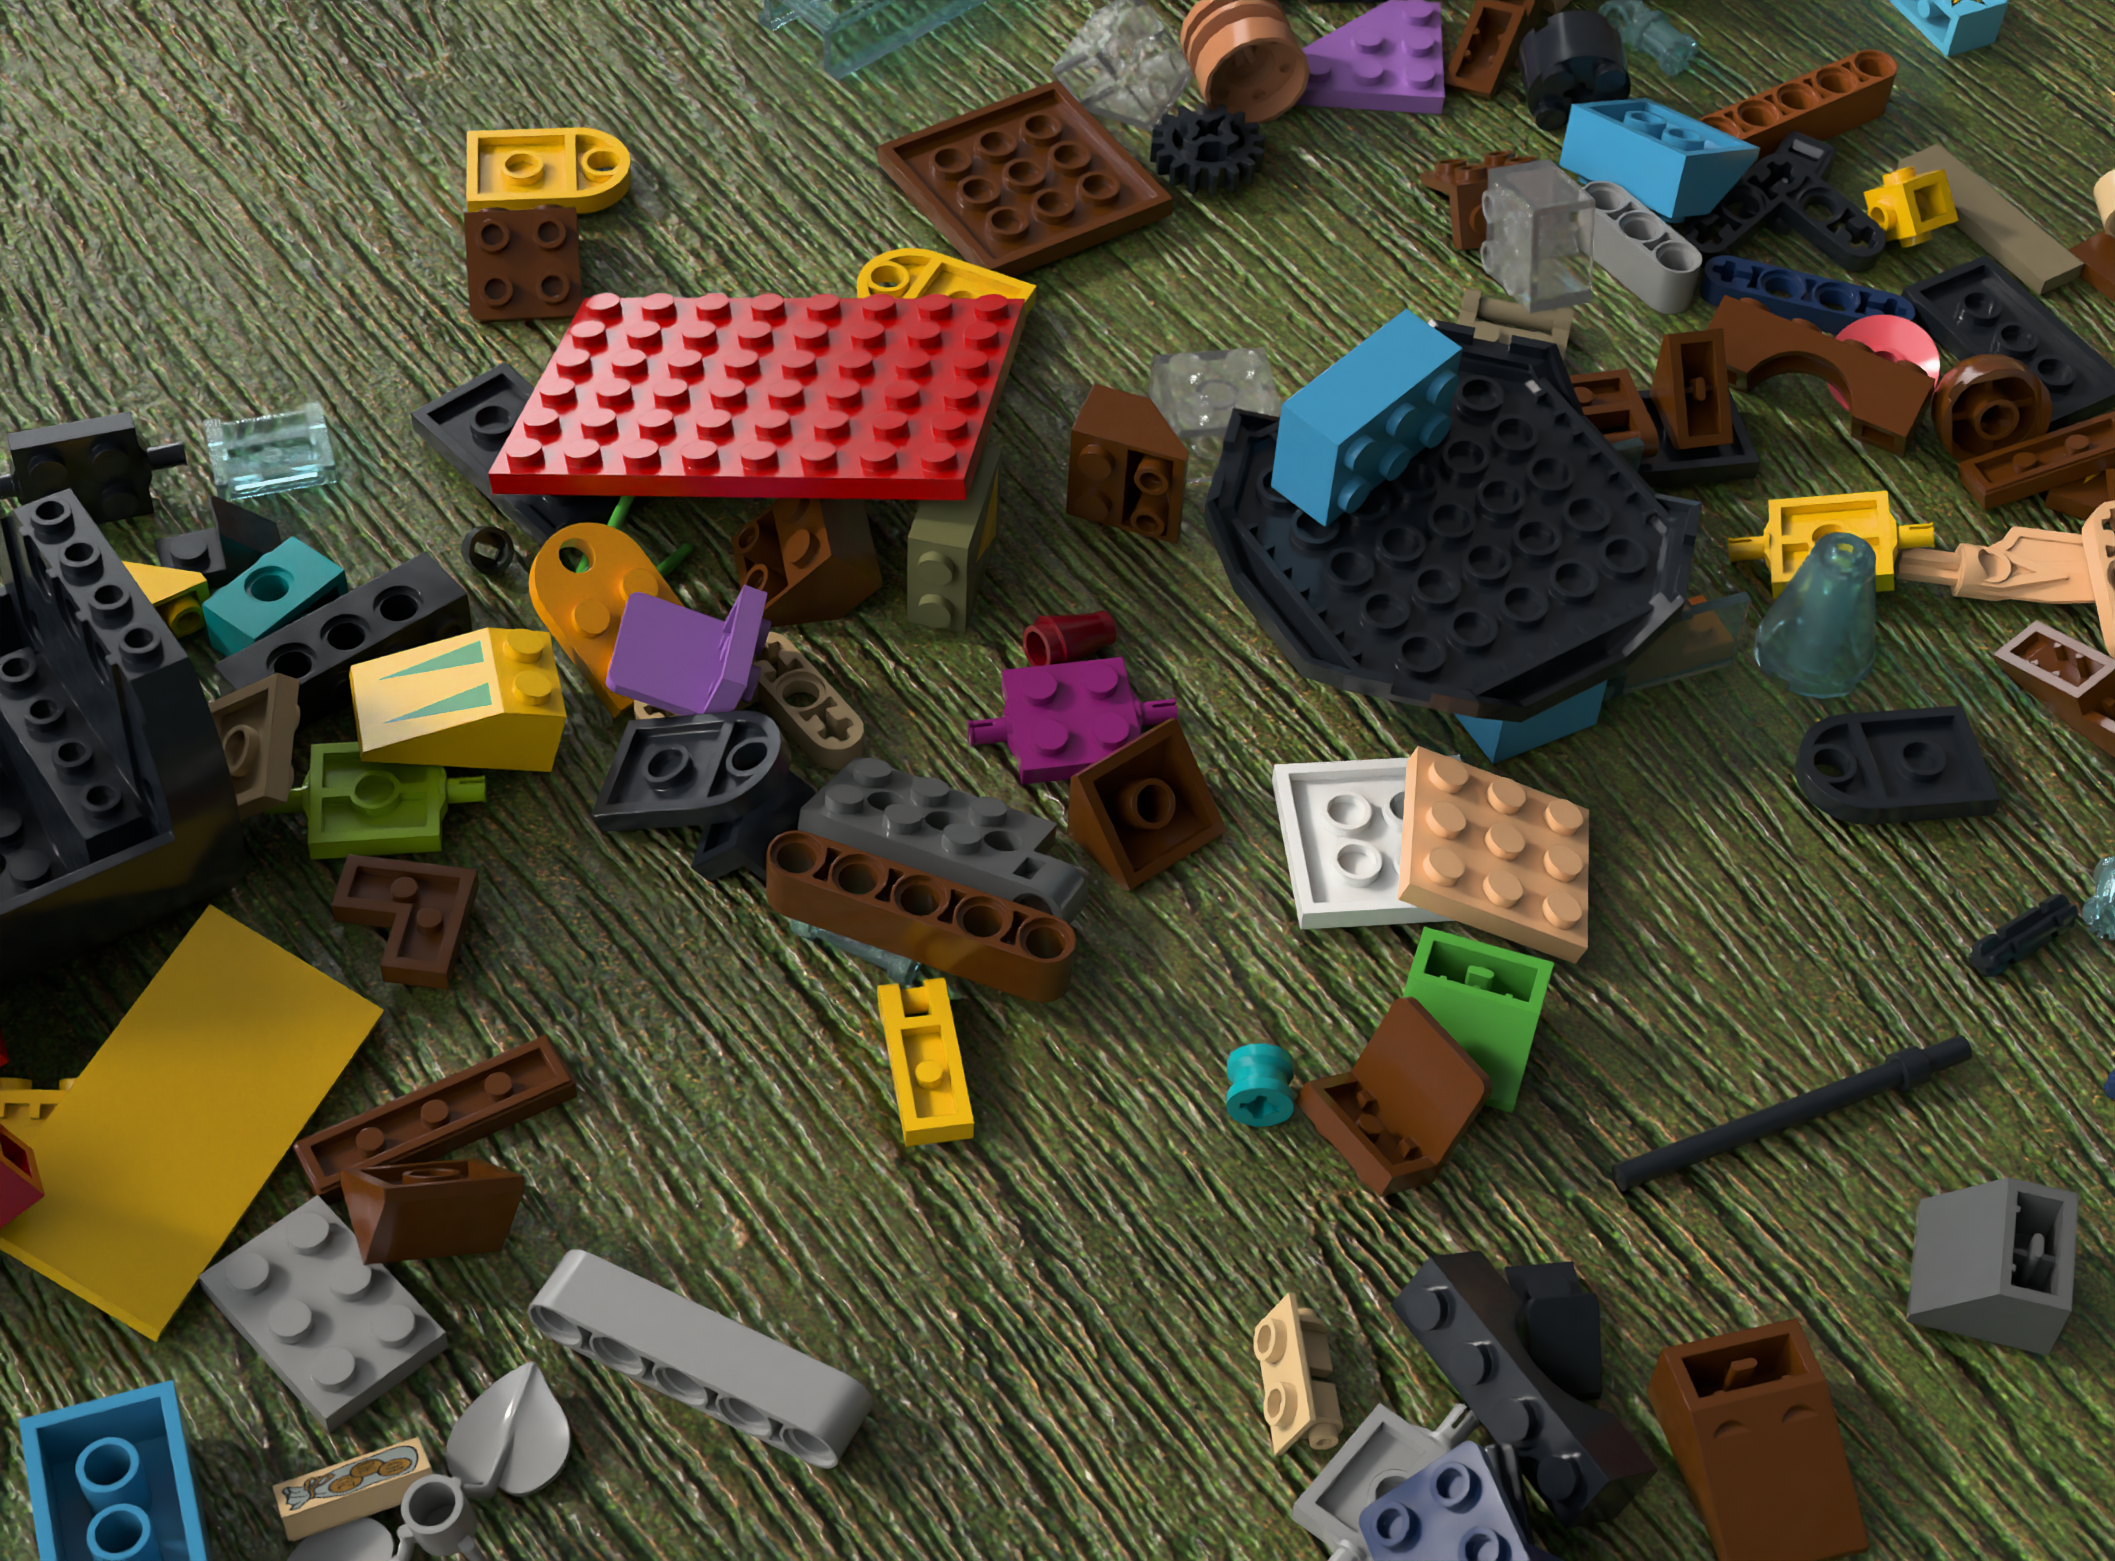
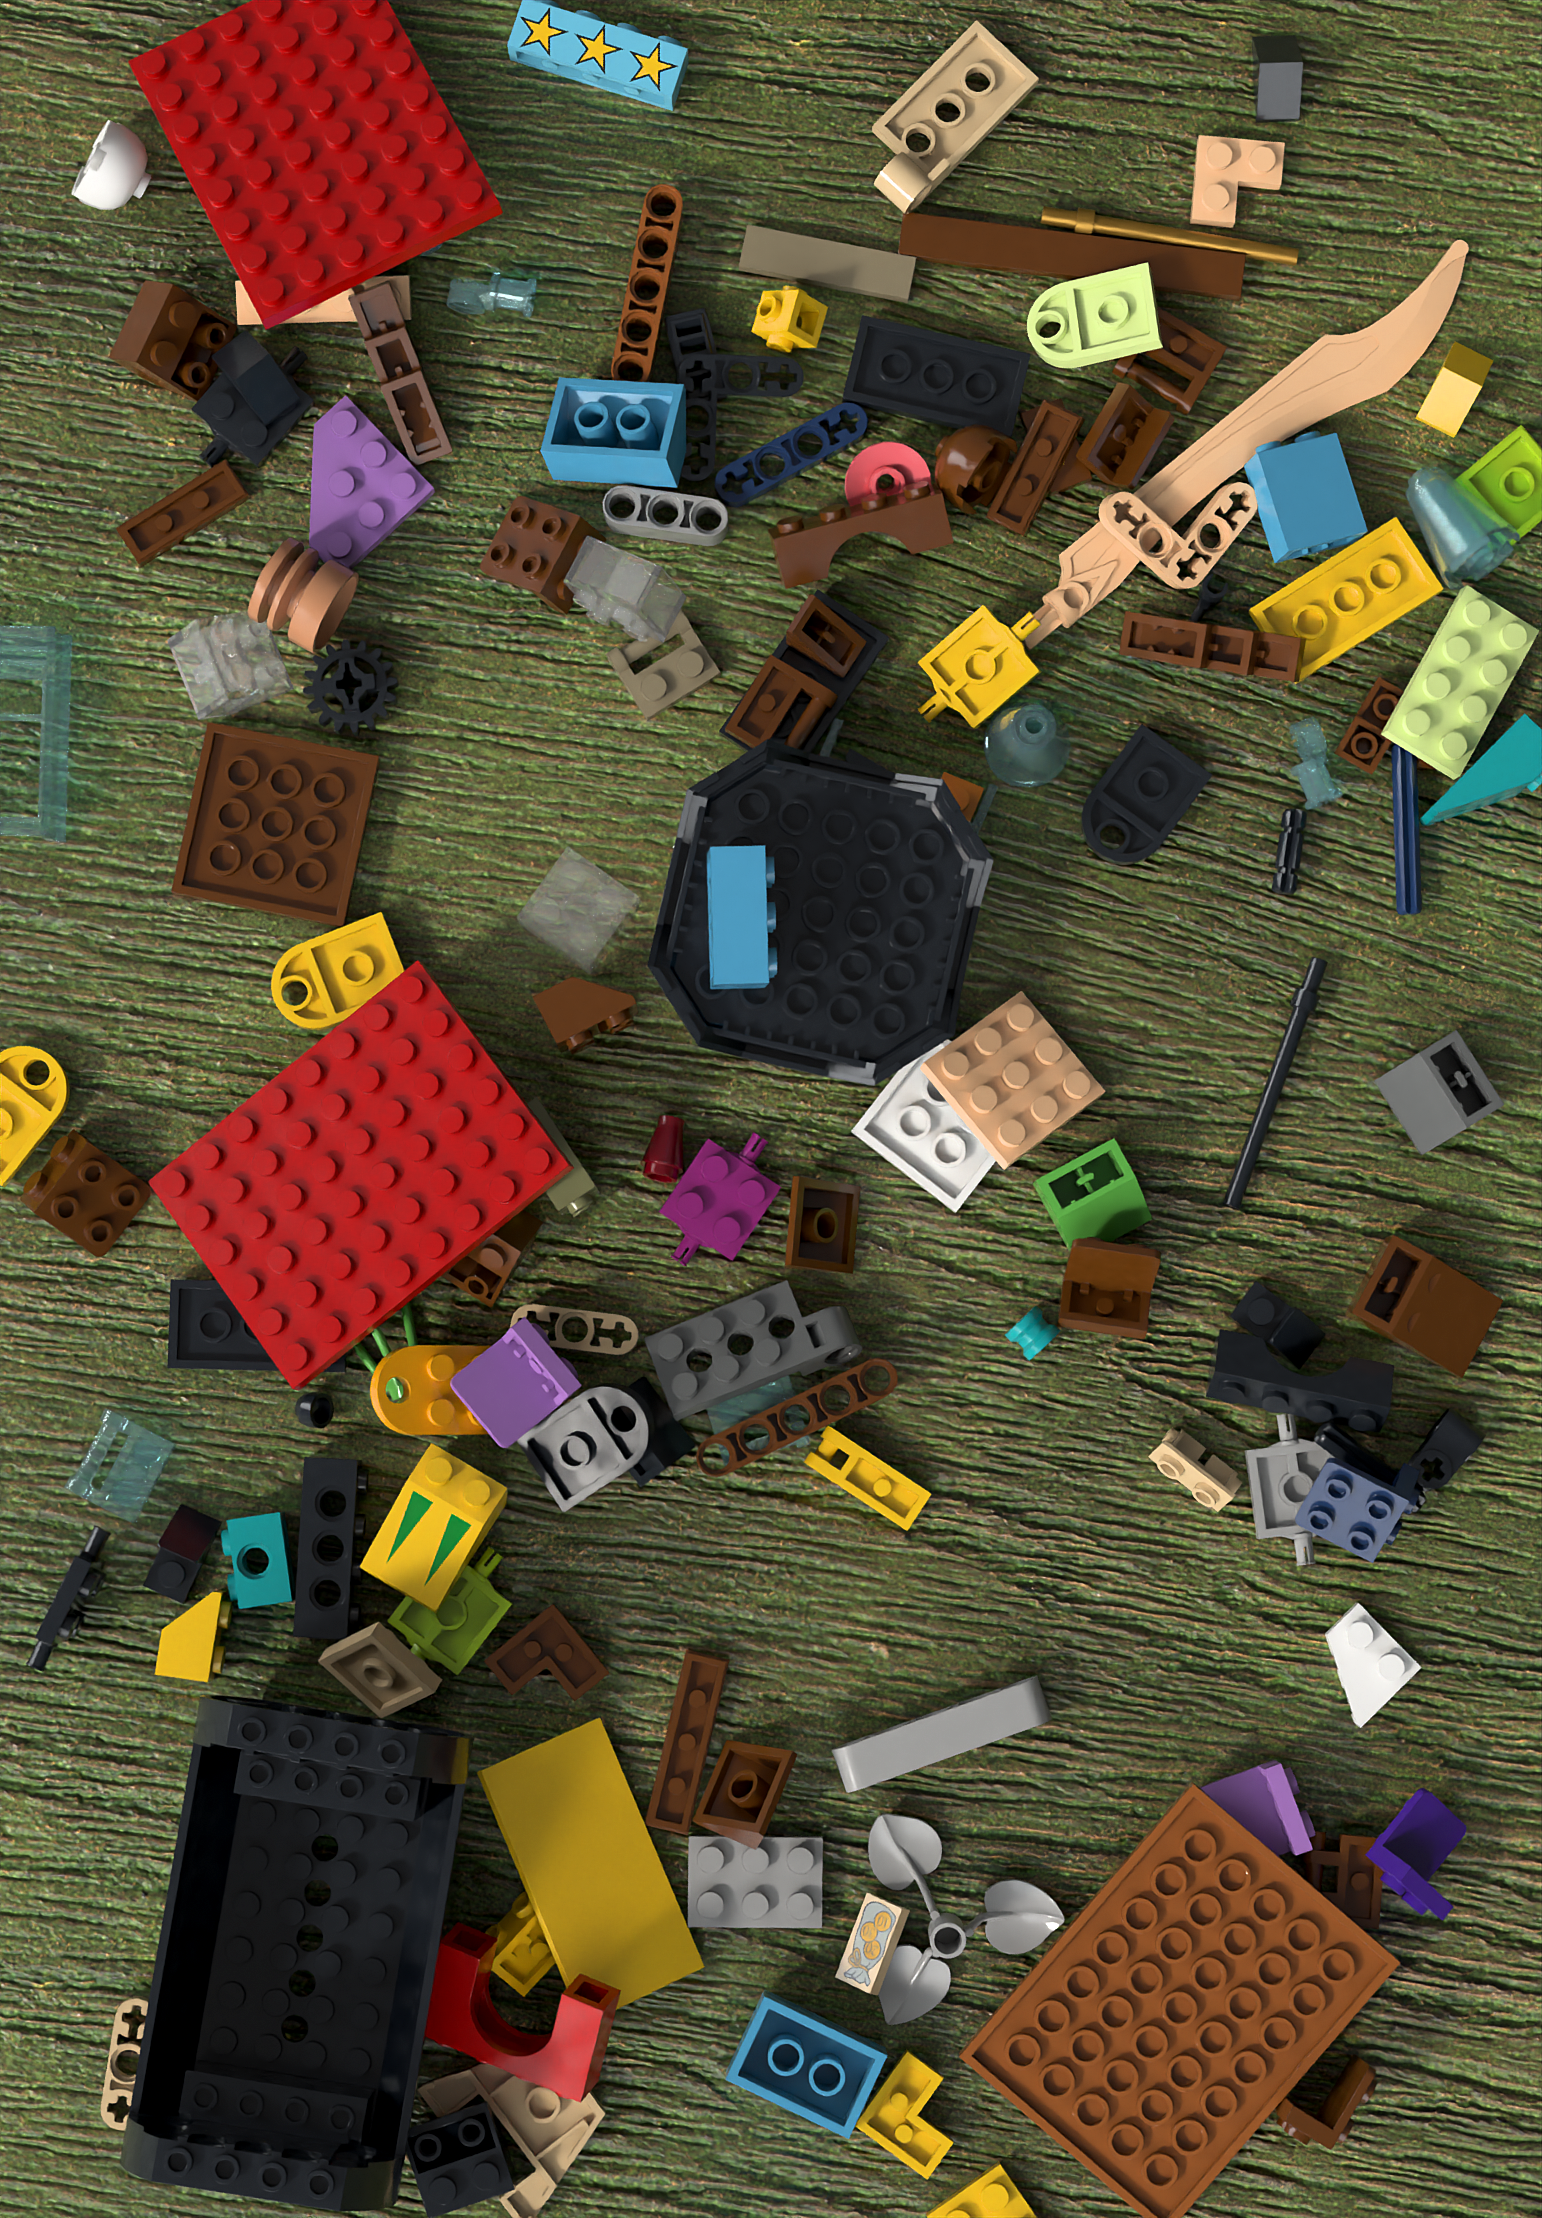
camera: 45 degrees left, 35 degrees up
(1572, 63) = (500, 398): black brick -> none

